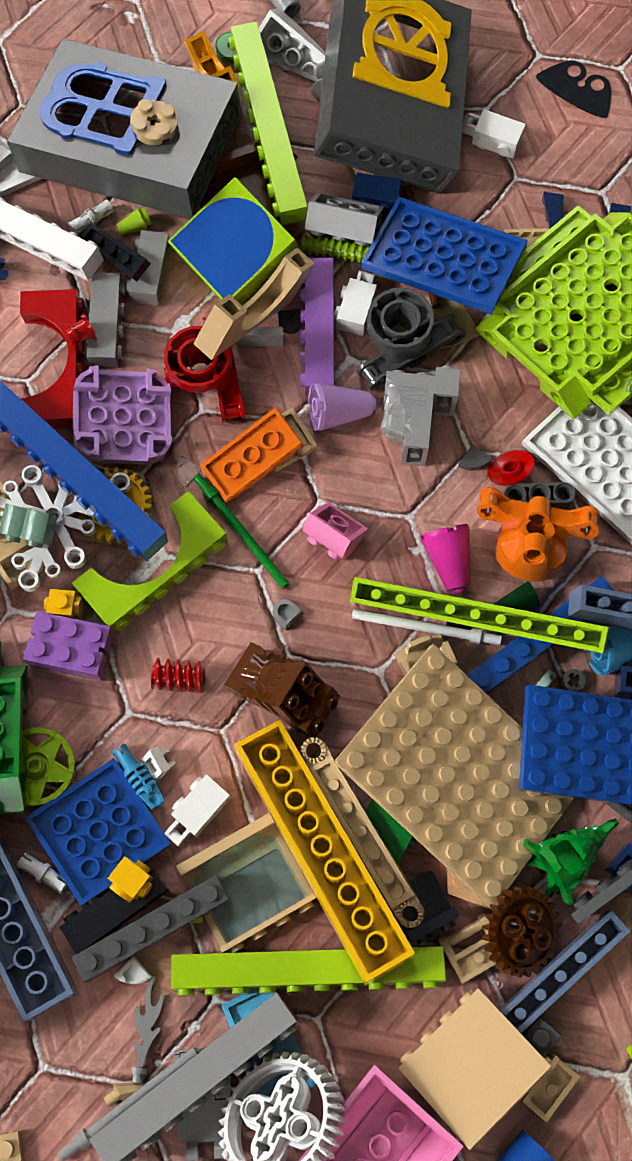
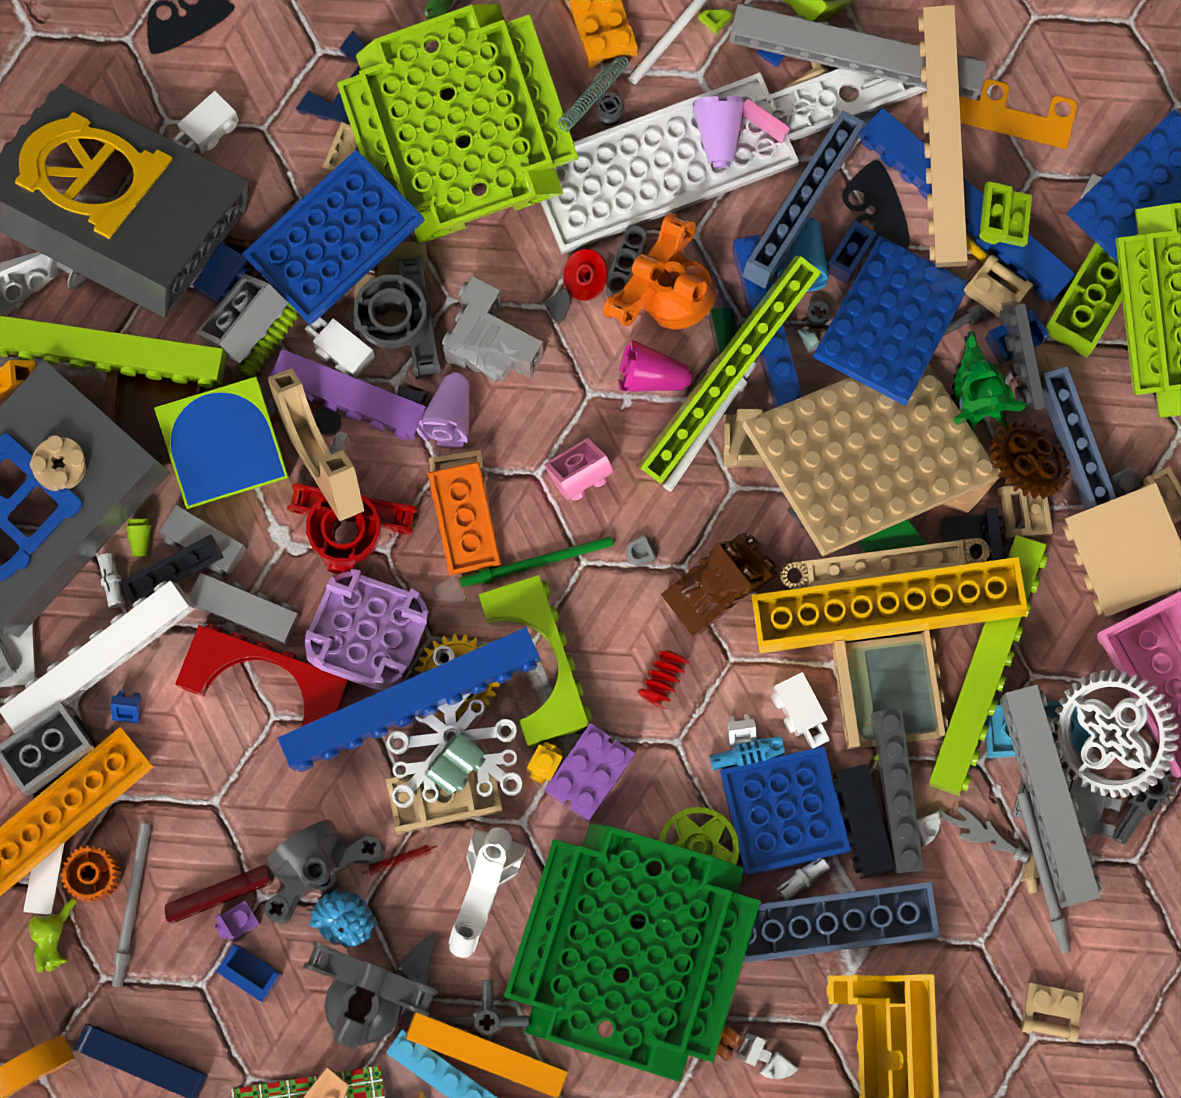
camera: 70 degrees left, 5 degrees up
(81, 331) = (256, 635): red brick -> none
(131, 879) = (849, 790): yellow brick -> none
(342, 373) = (412, 393): none -> black tile

